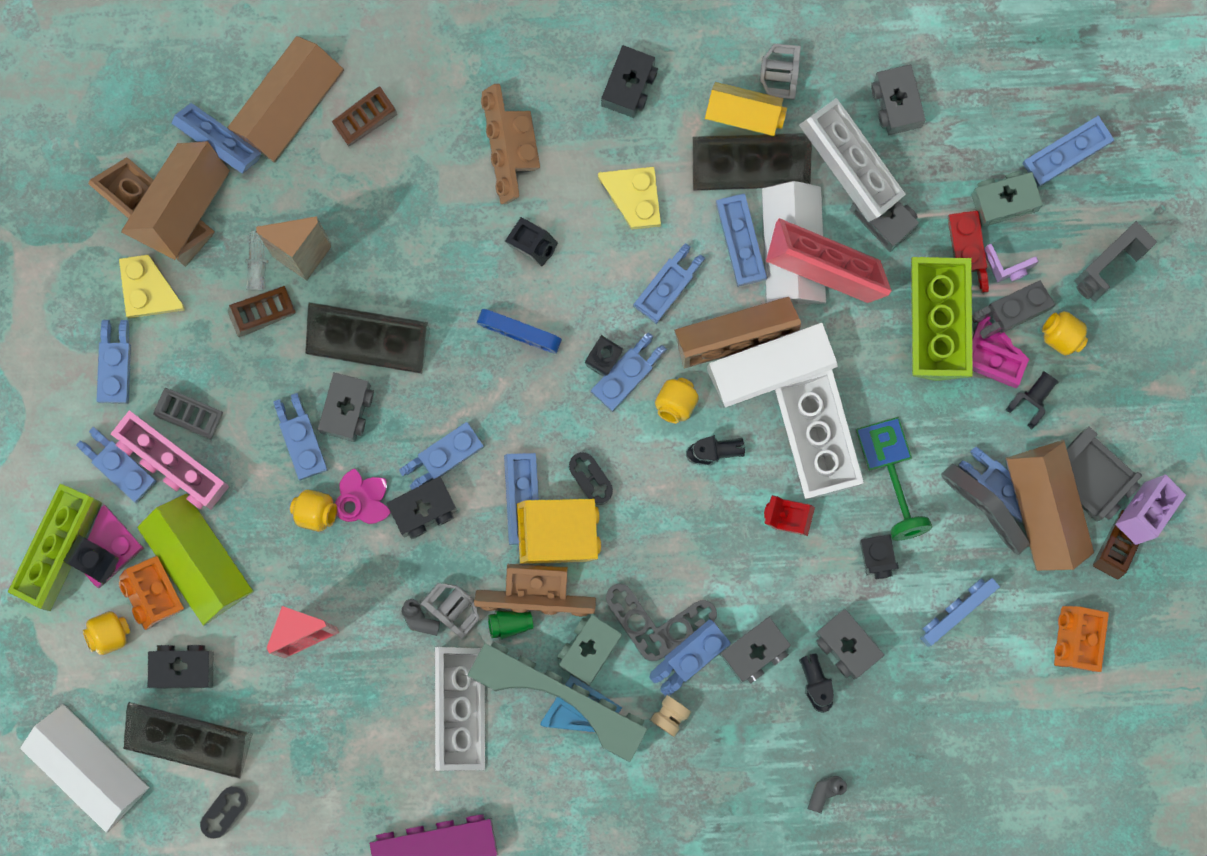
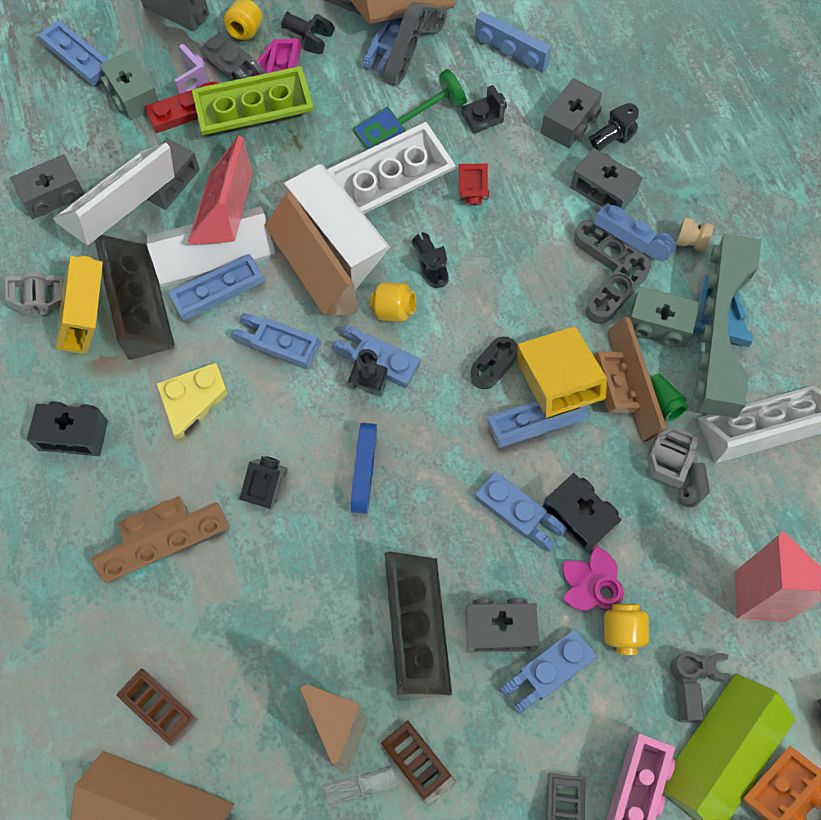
camera: 105 degrees left, 15 degrees down
(247, 544) = (687, 669): none -> dark grey bar
(825, 789) = (703, 107): dark grey arm -> none

